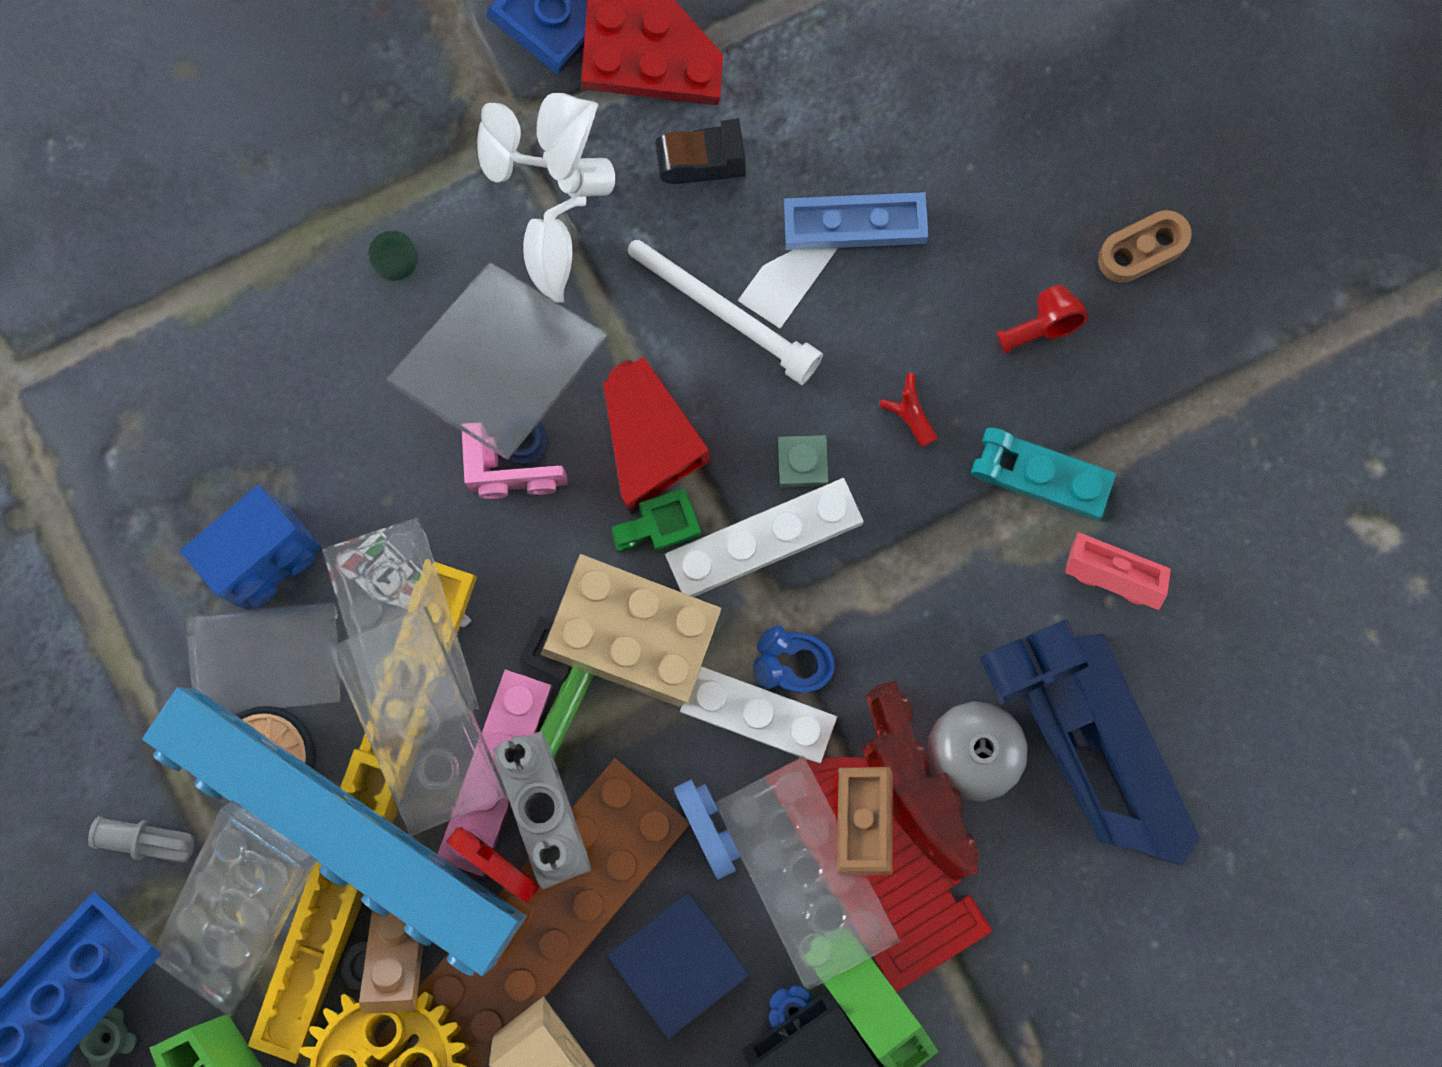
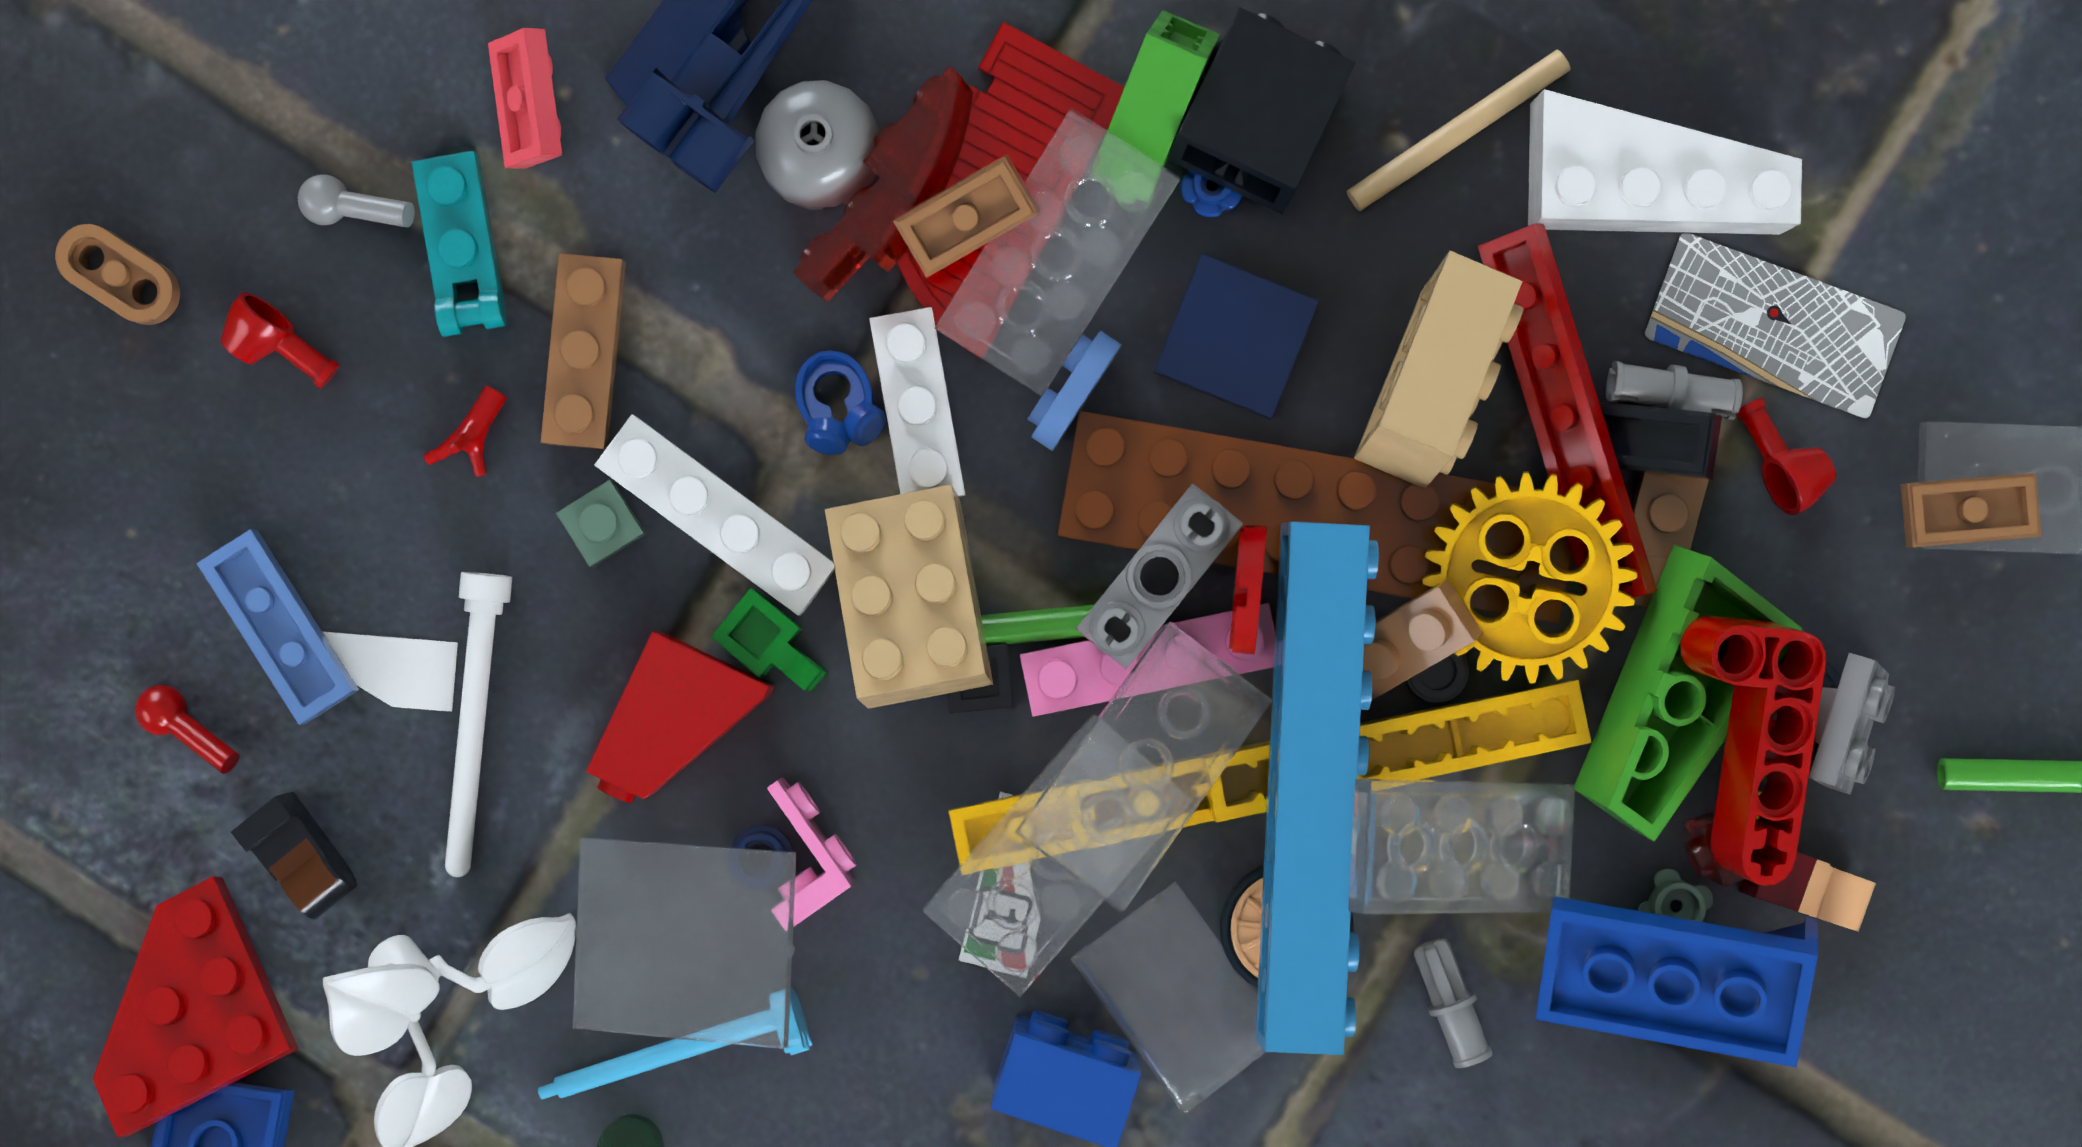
camera: 120 degrees left, 10 degrees up
(436, 310) = (662, 1055): none -> medium azure piece
(843, 125) = (164, 712): none -> red bar
(924, 514) = (583, 351): none -> medium nougat plate
(1120, 405) = (327, 201): none -> light grey bar

